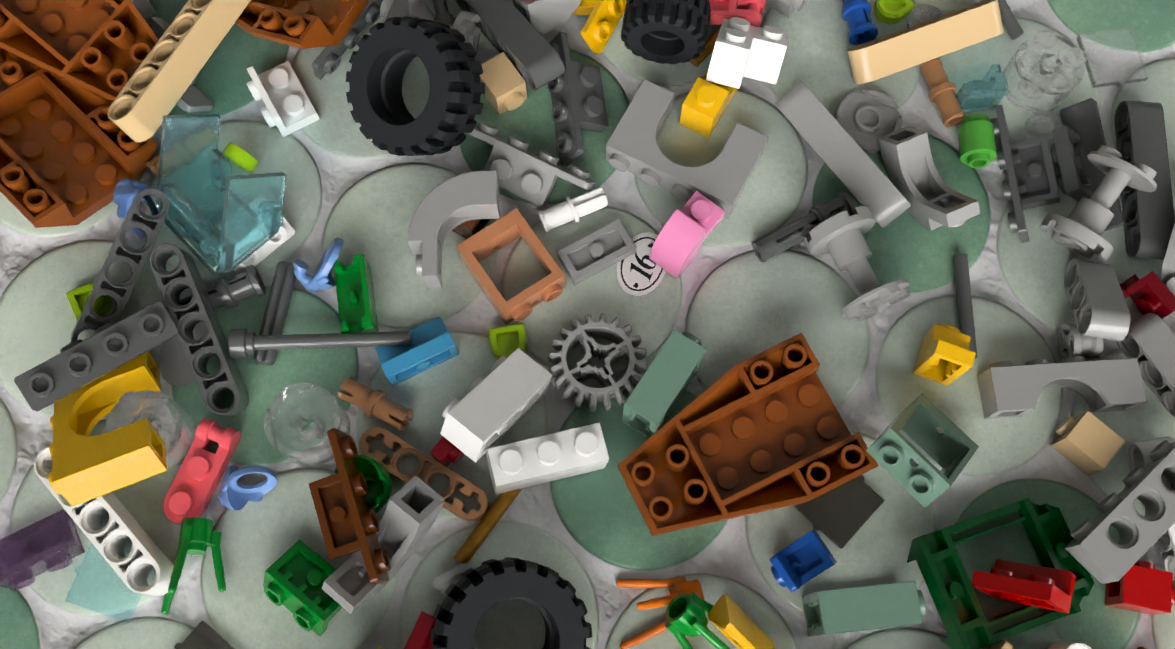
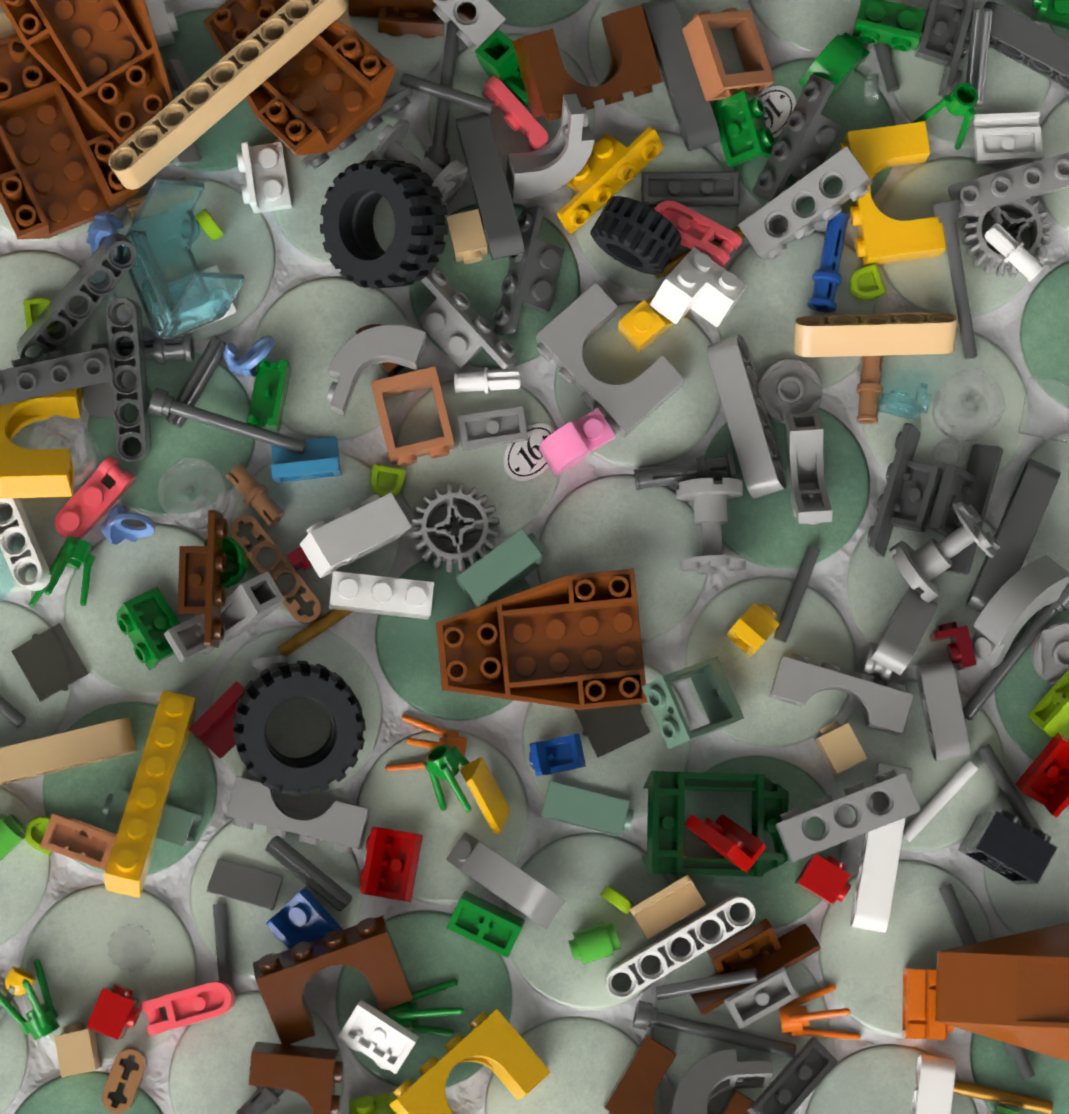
camera: 20 degrees right, 10 degrees up
(976, 141) = (877, 448): bright green brick -> none

